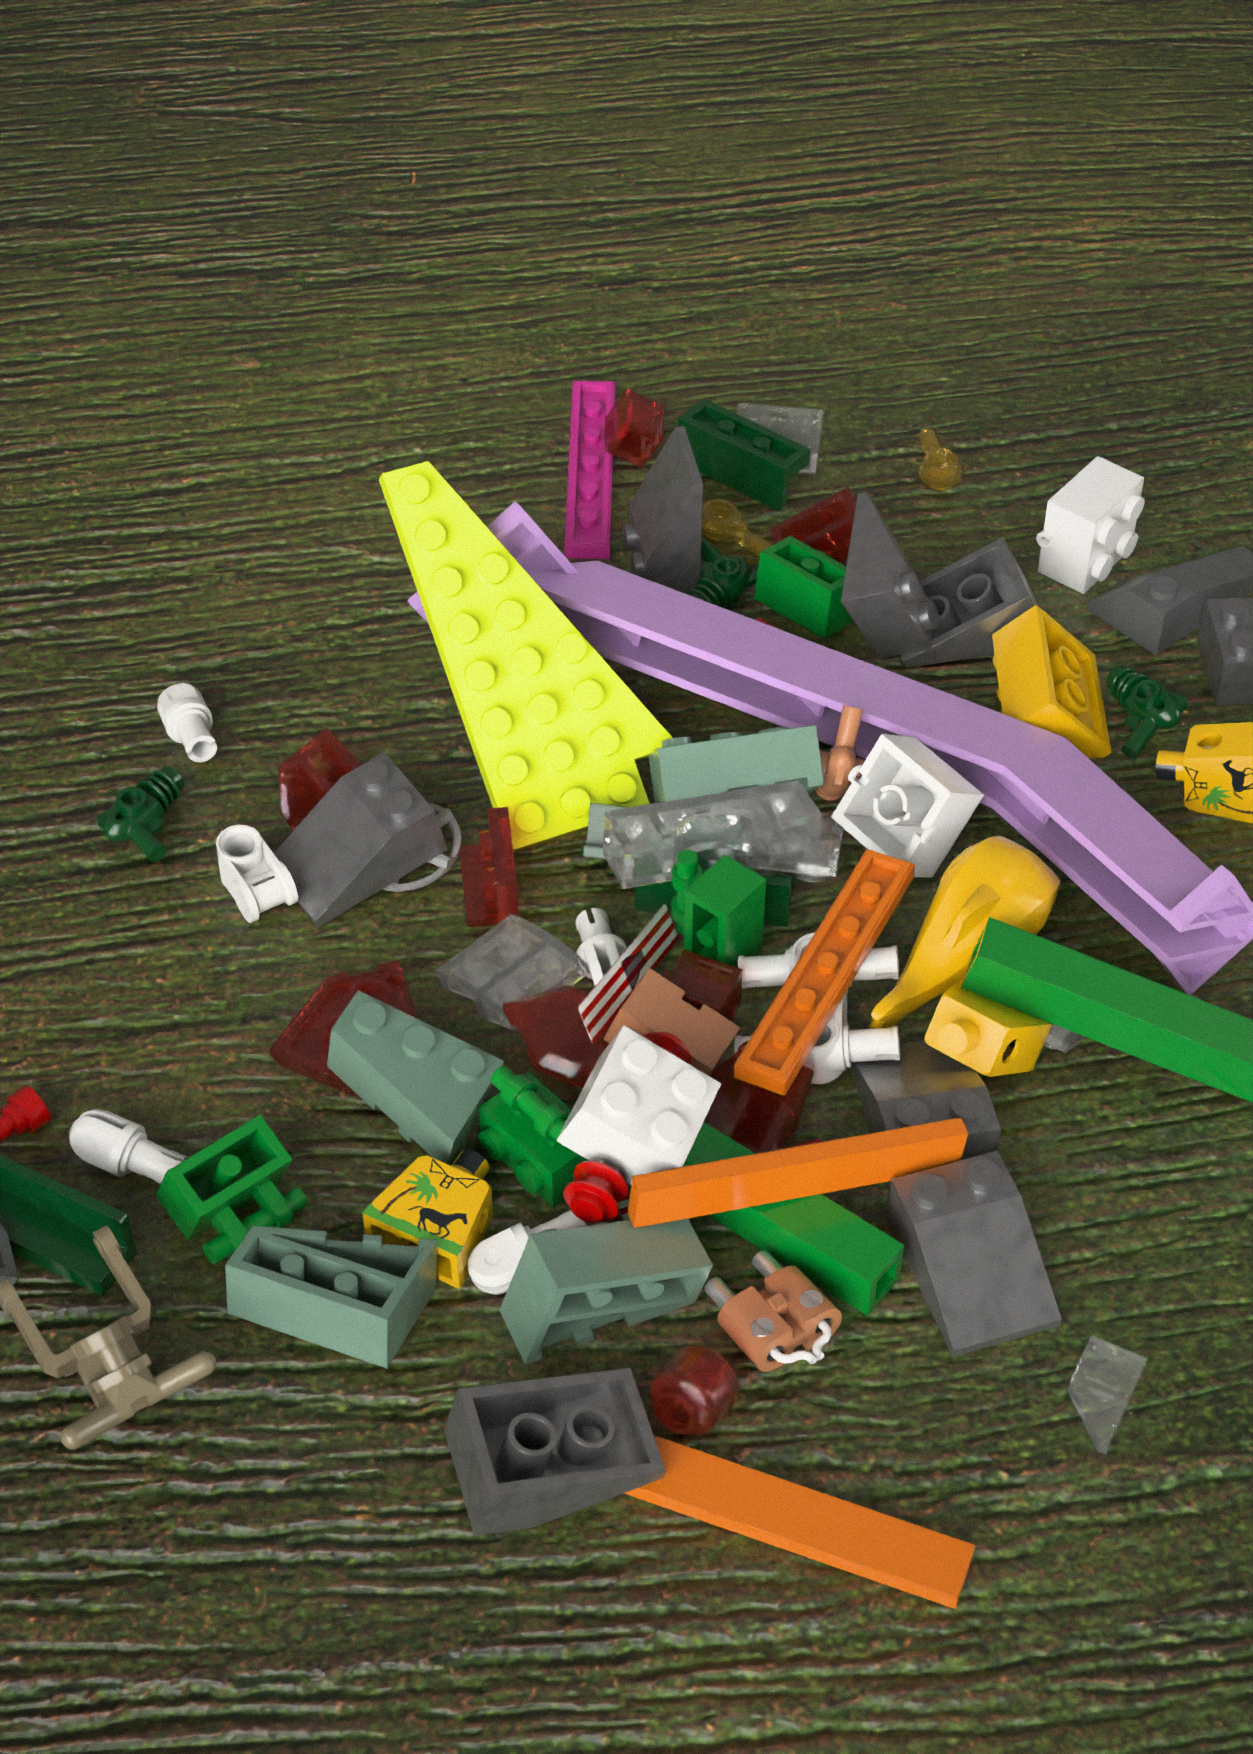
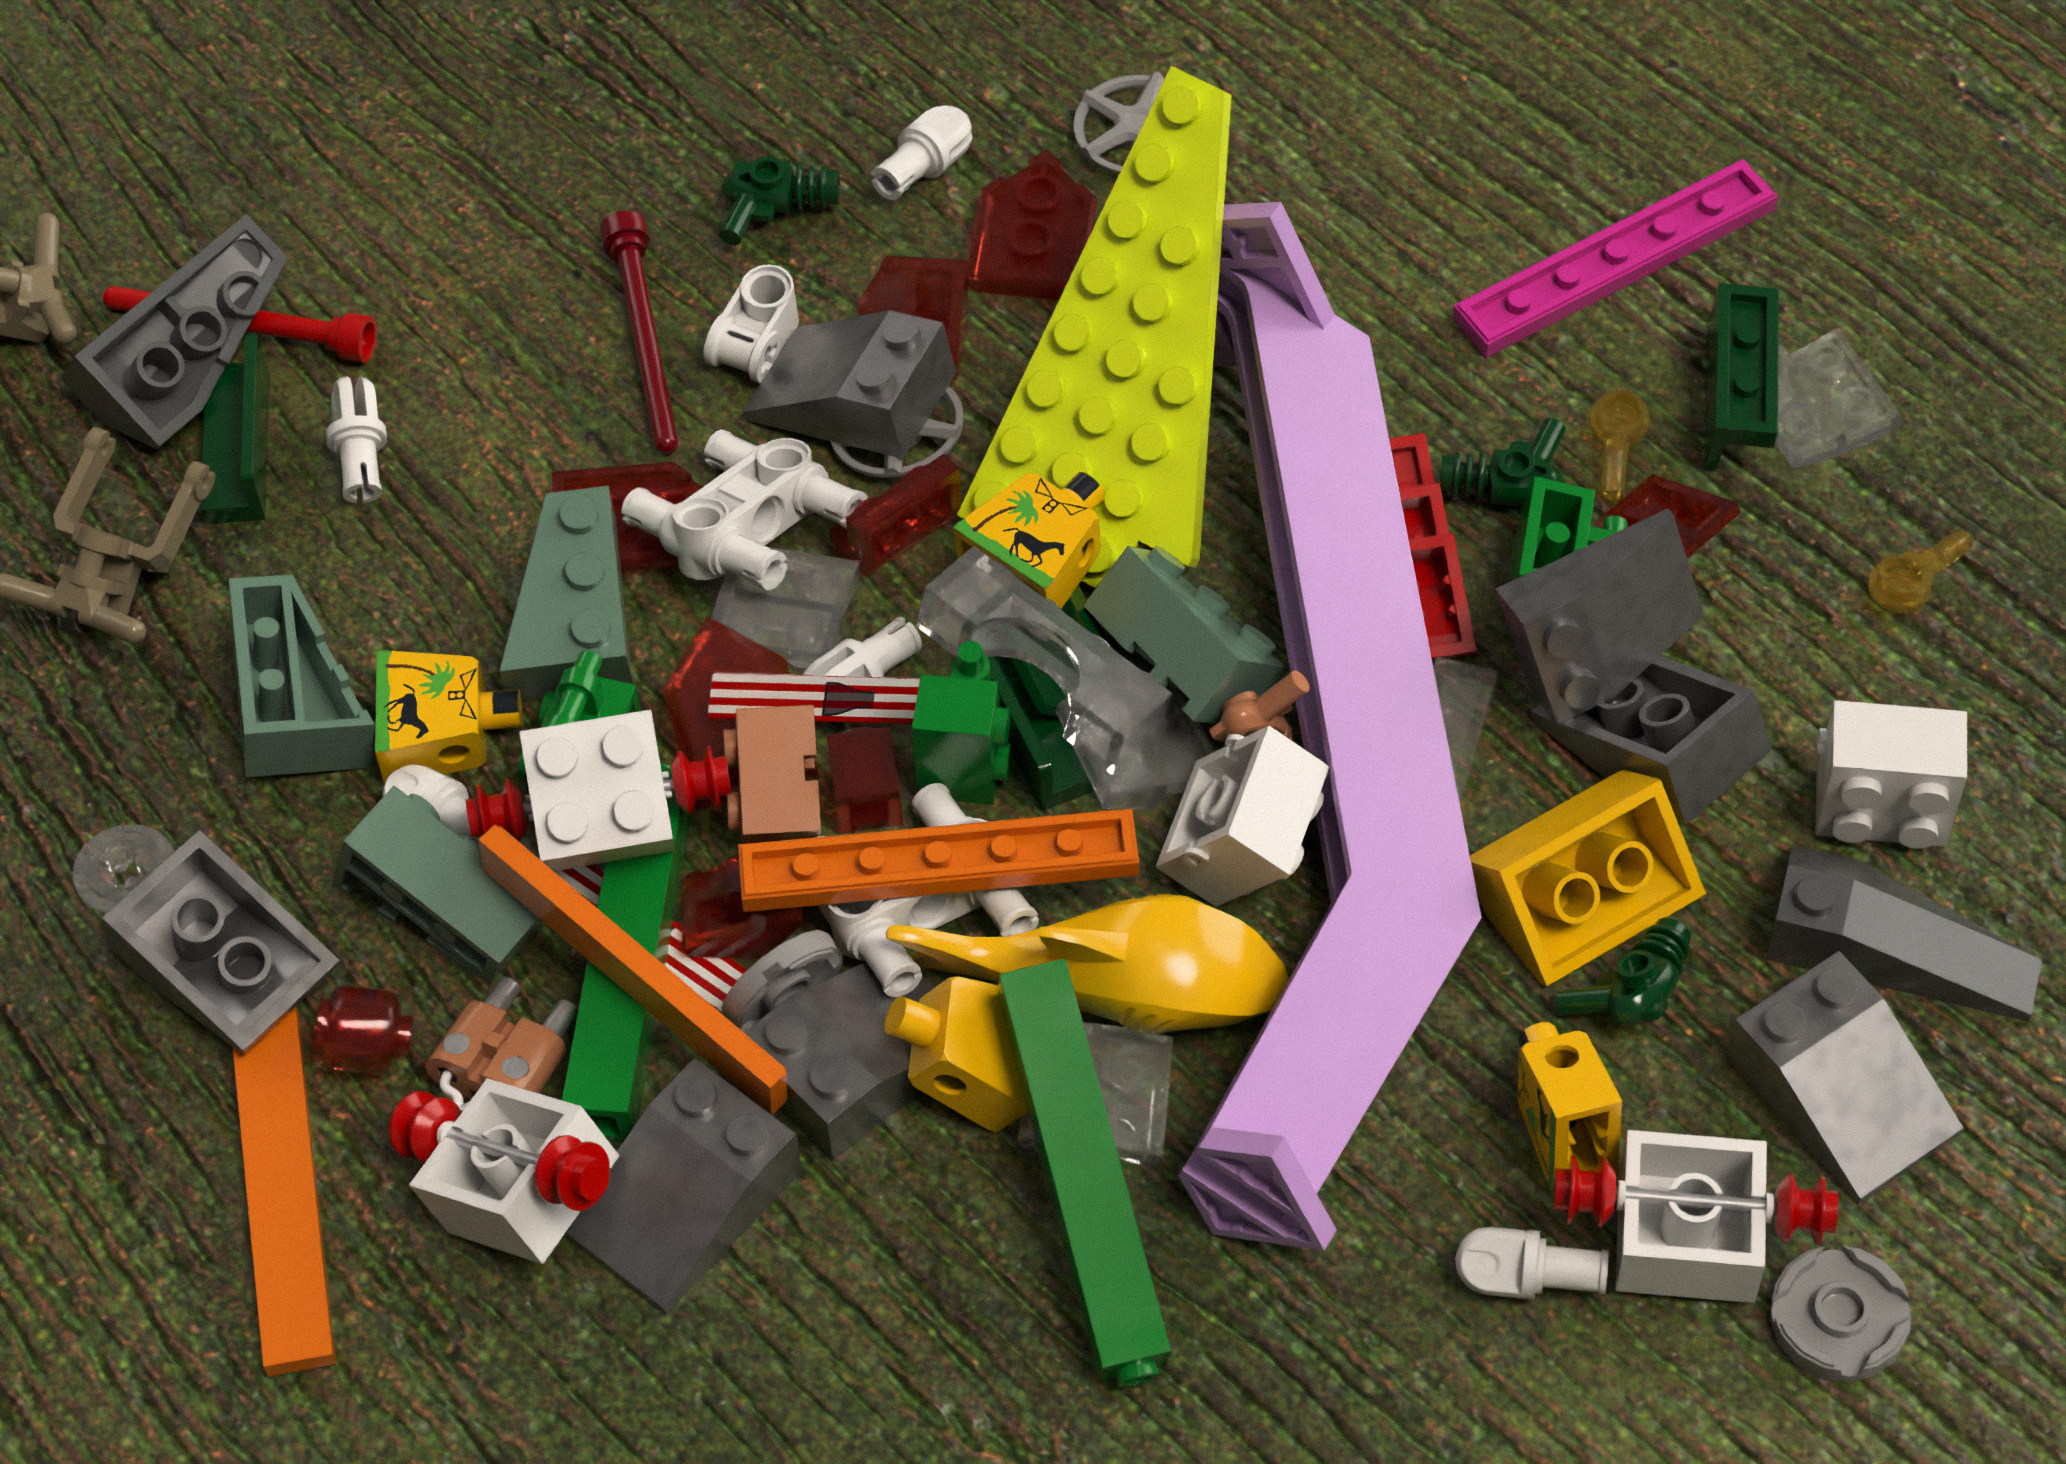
camera: 60 degrees right, 10 degrees up
(99, 912) = (626, 241): none -> dark red piece
(224, 1179) = (357, 527): green brick -> none
(270, 617) = (1126, 119): none -> light grey wheel
(307, 700) = (1030, 231): none -> clear red tile
(413, 1469) = (112, 852): none -> clear gear
(430, 966) = (743, 509): none -> white piece
(602, 782) = (1039, 532): none -> yellow torso
(634, 428) = (1694, 255): clear red brick -> none
(668, 518) = (1530, 376): flat silver slope -> none
(855, 1105) = (779, 974): none -> light grey tile
(907, 1333) = (506, 1166): none -> white brick
(1104, 1388) = (601, 1387): clear tile -> none

